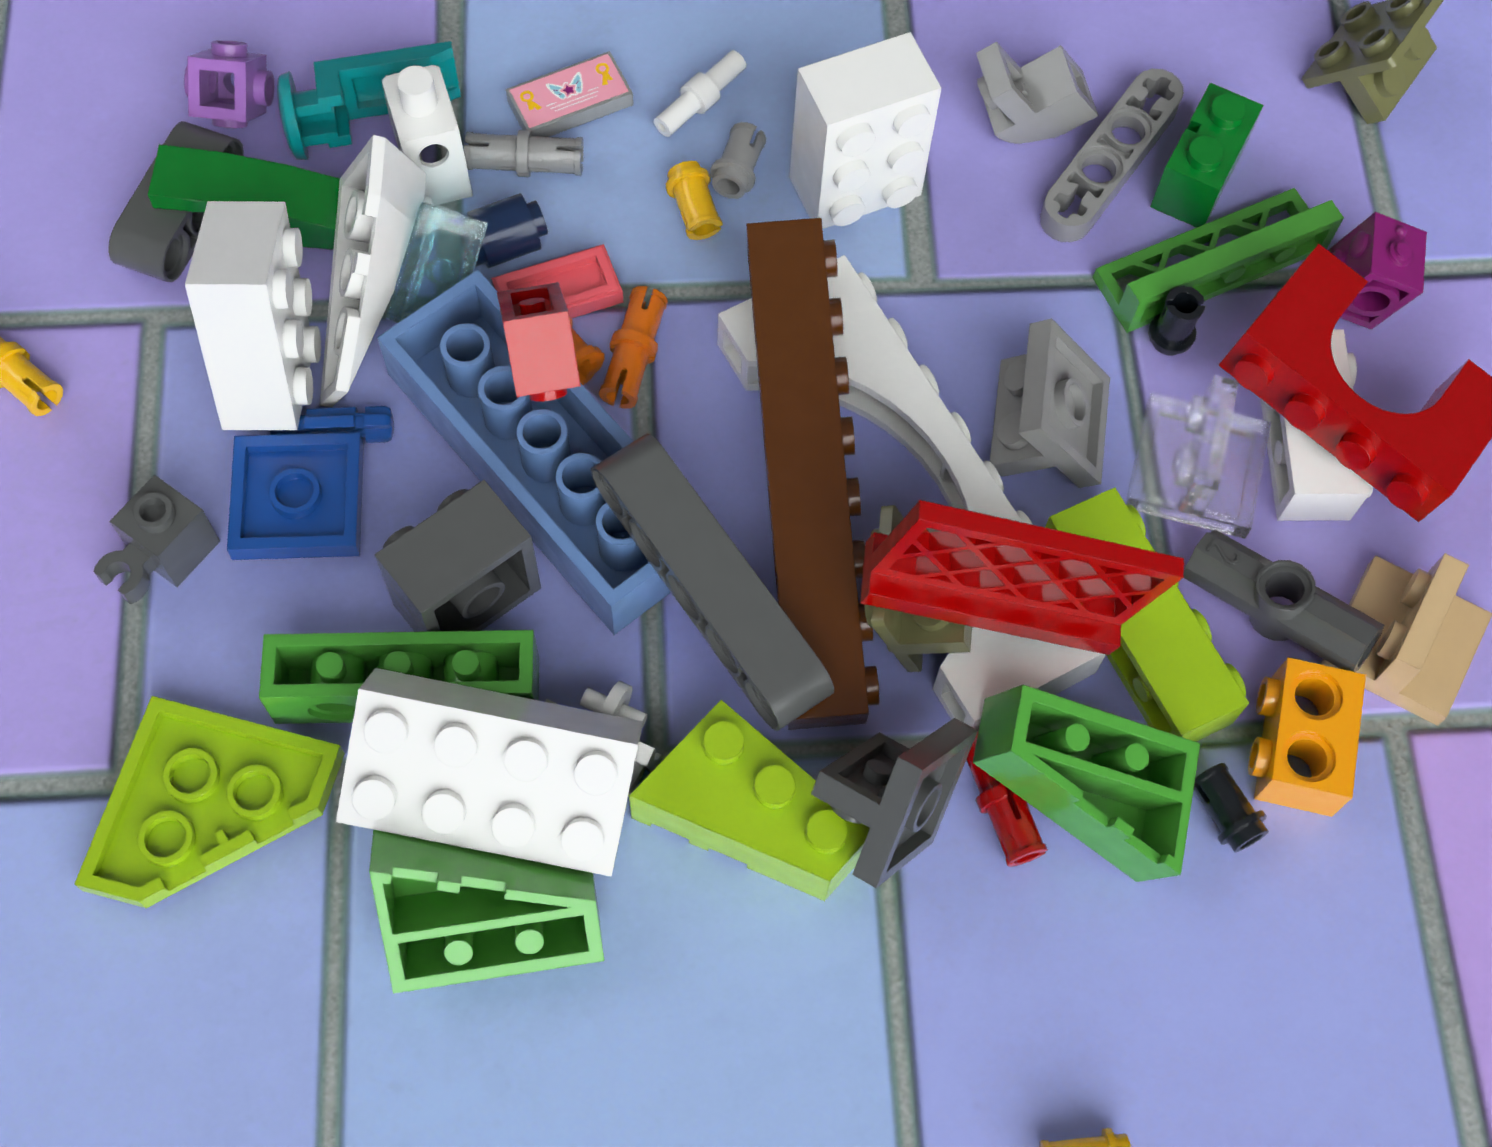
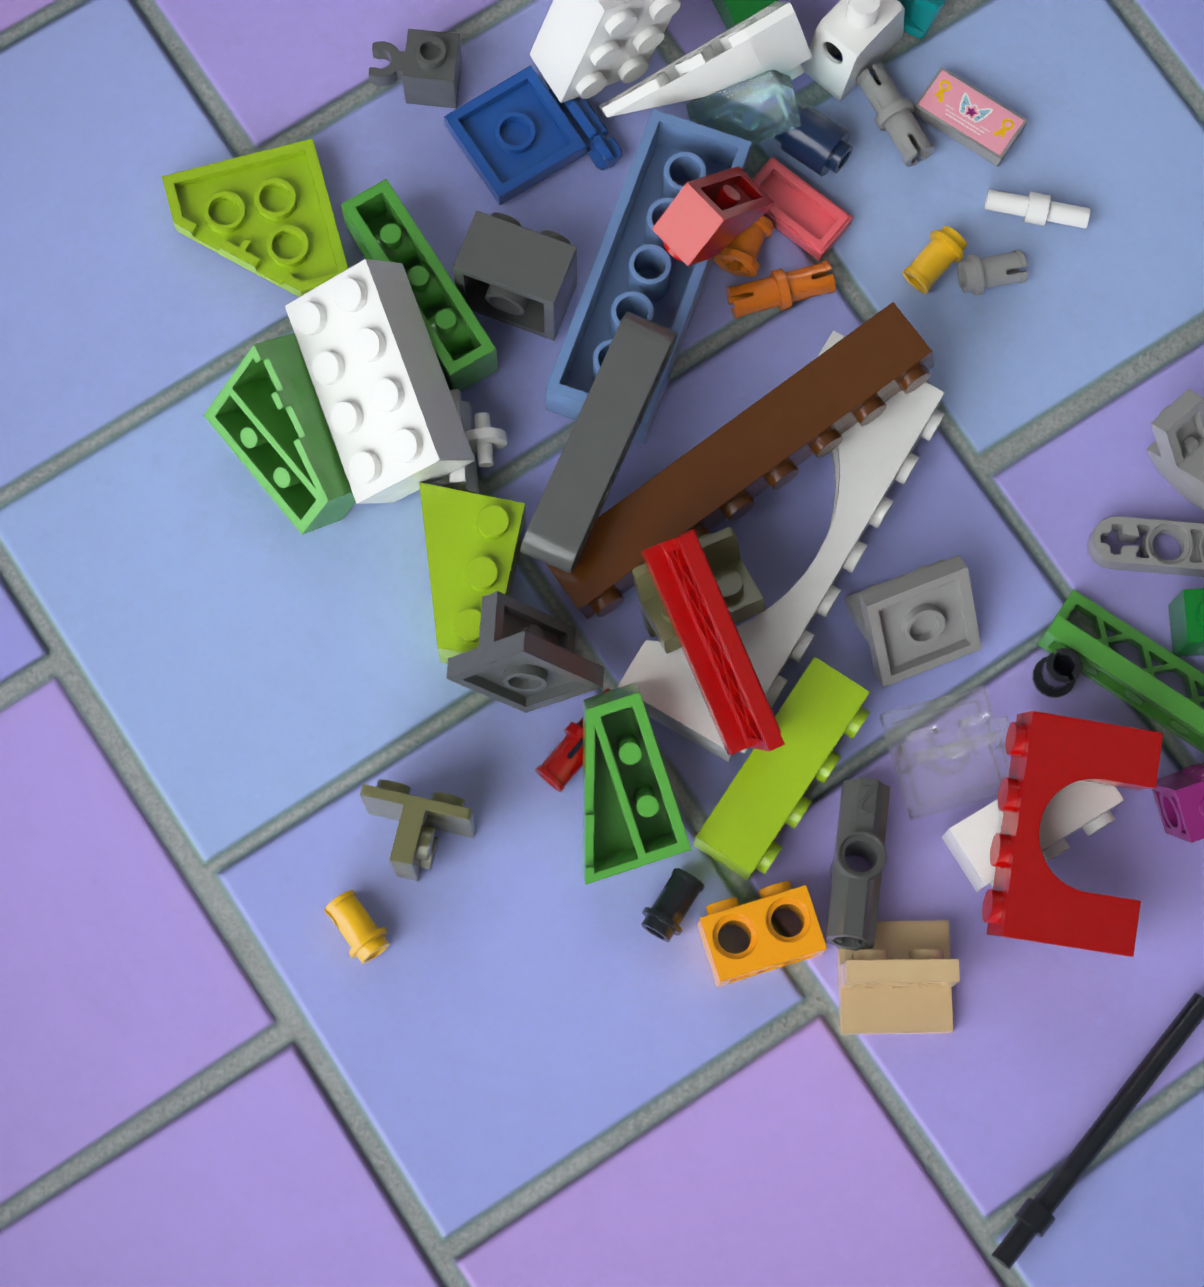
camera: 60 degrees right, 10 degrees up
(863, 130) = (1049, 343): white brick -> none
(1027, 1028) = (418, 819): none -> olive bracket

